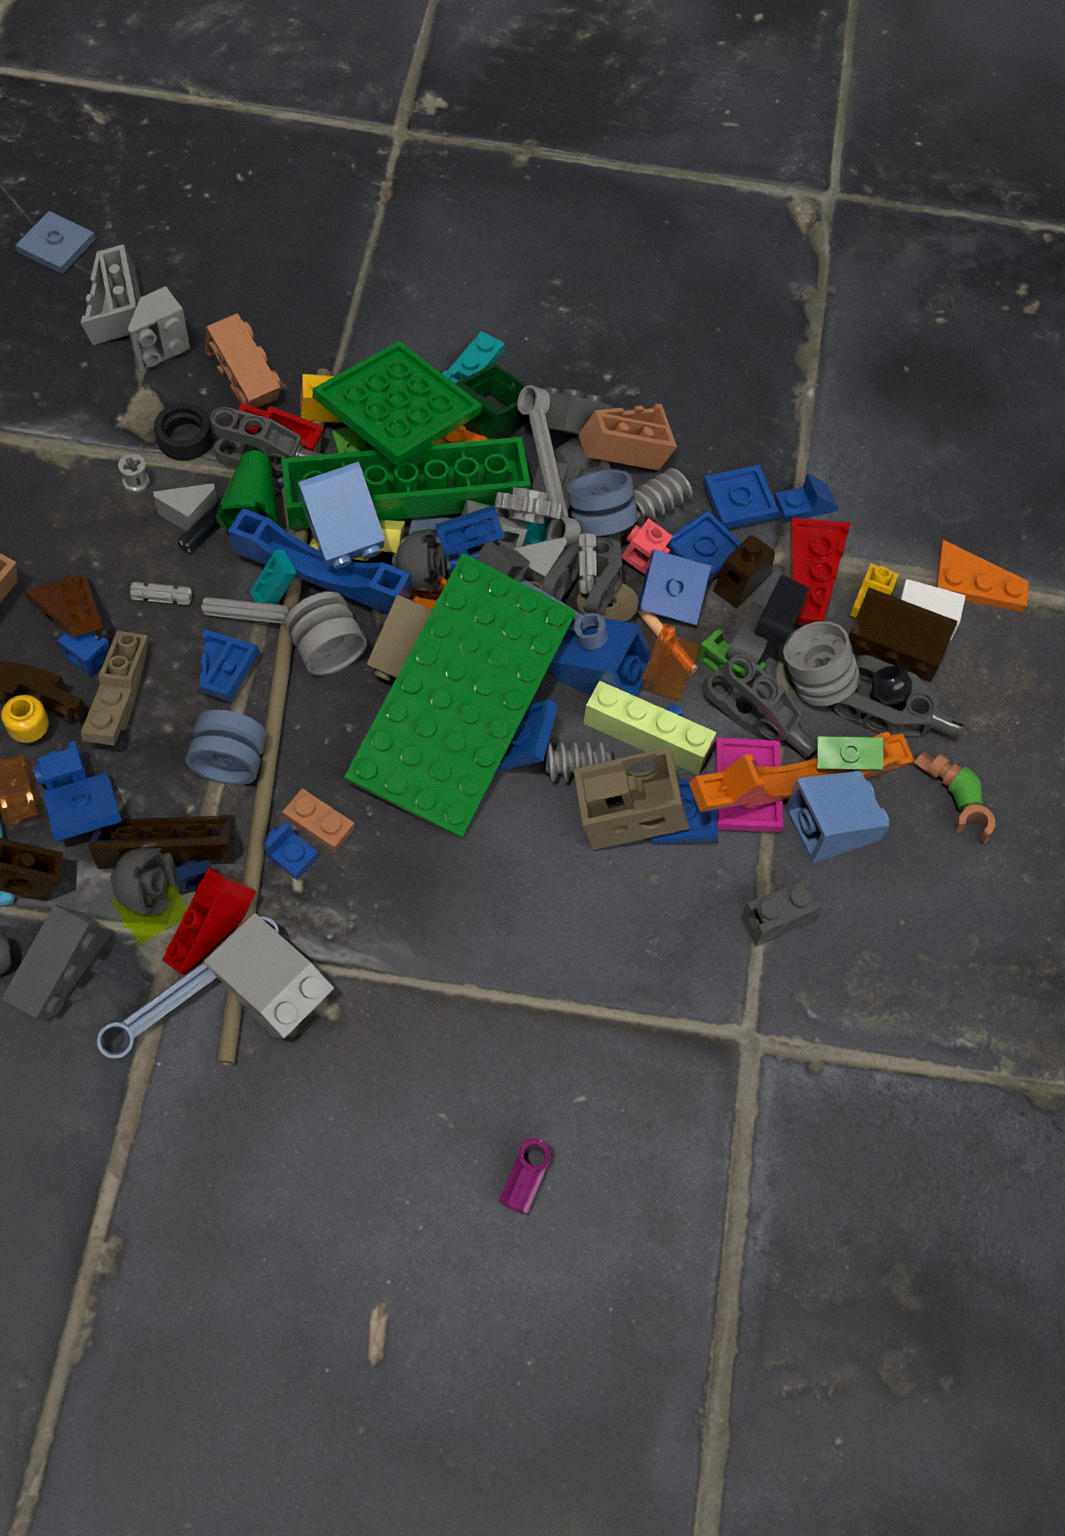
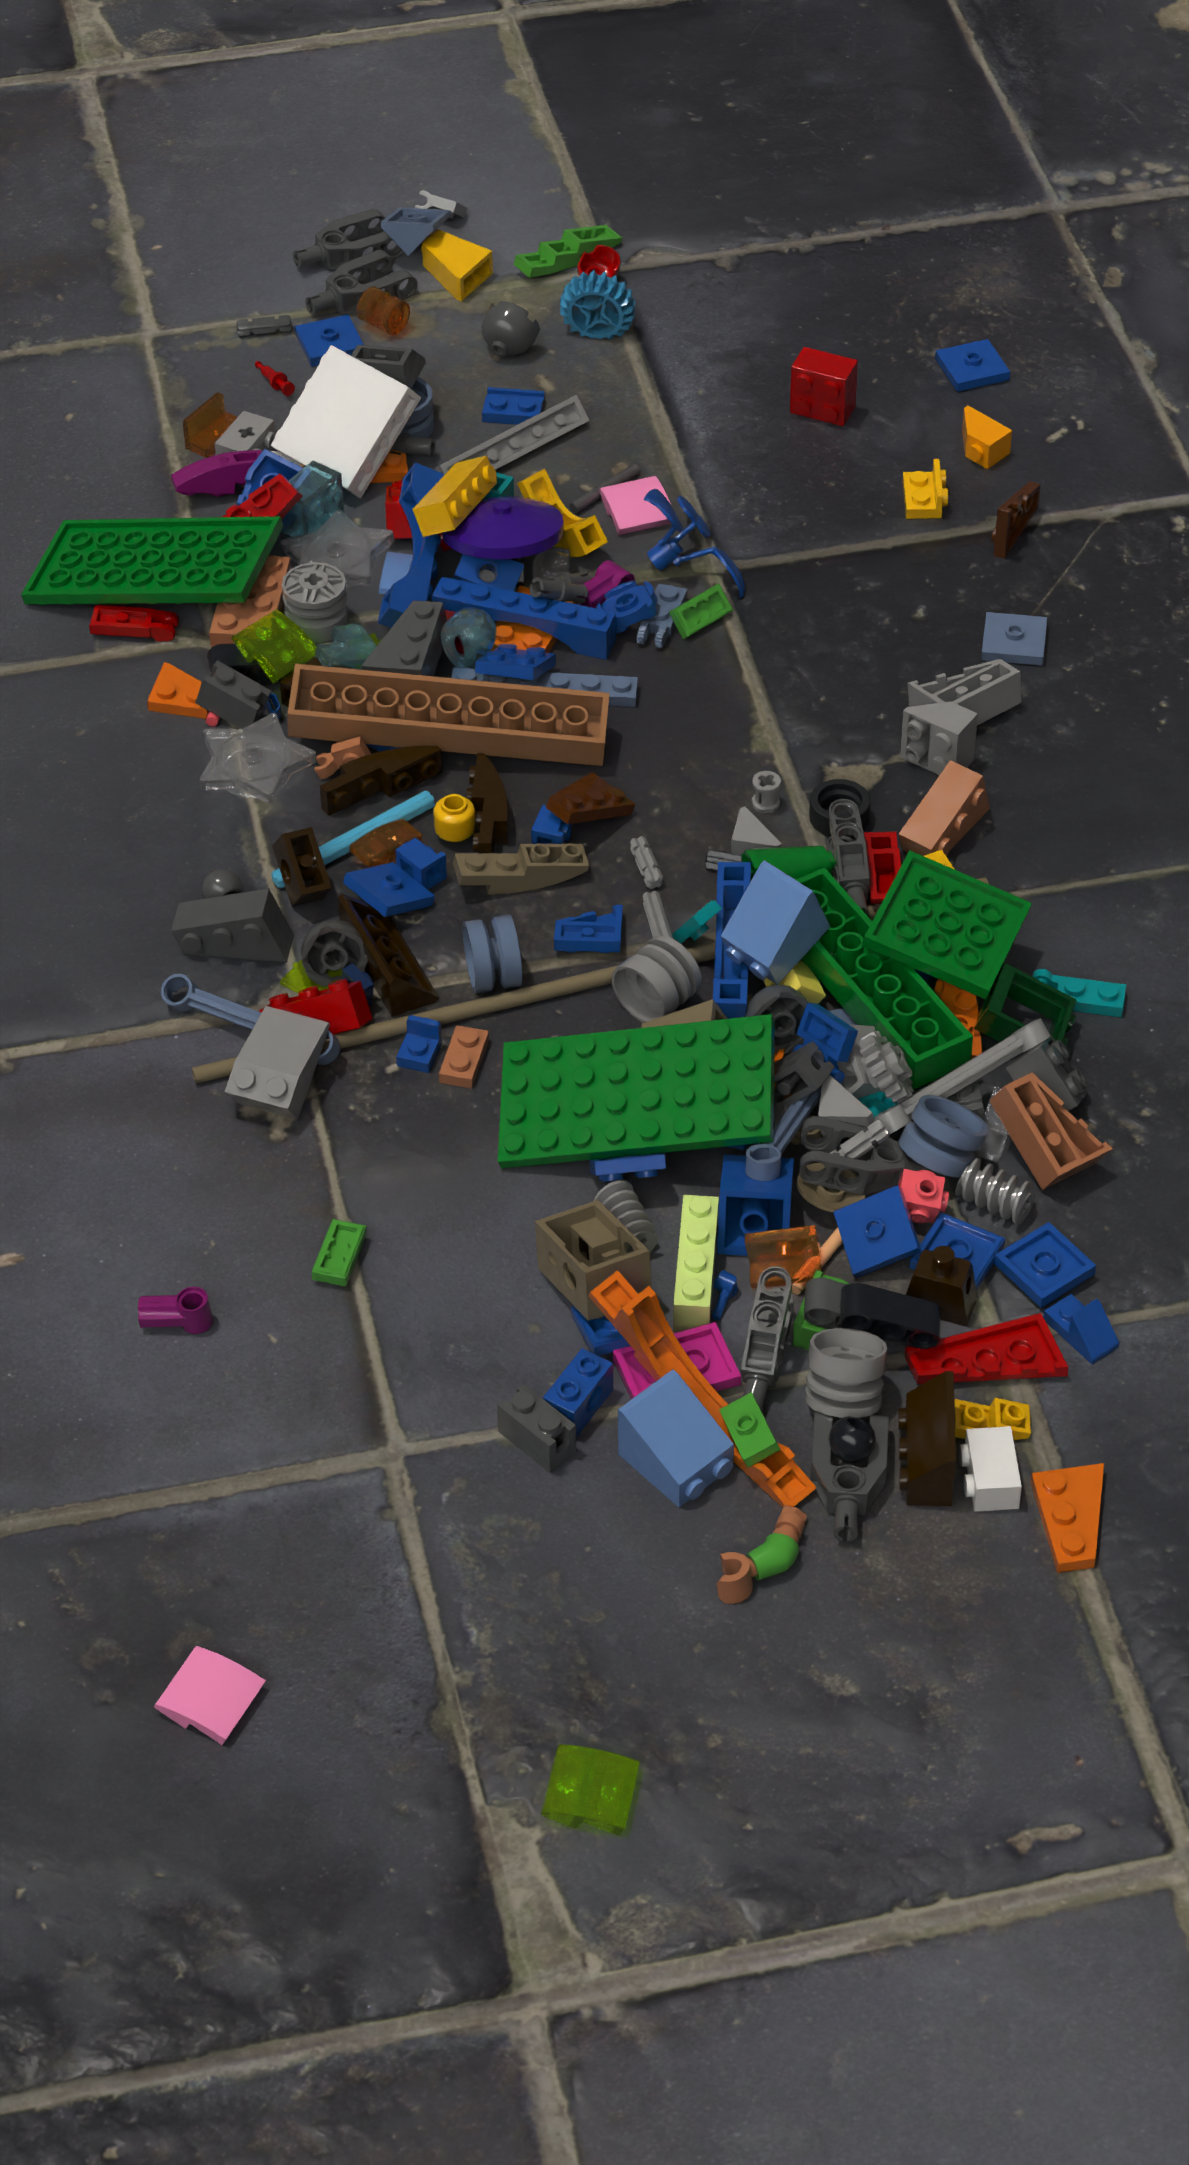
camera: 75 degrees right, 15 degrees down
(512, 1005) = (339, 1252): none -> bright green plate
(754, 864) = (582, 1388): none -> blue brick
(979, 1287) = (209, 1693): none -> bright pink slope

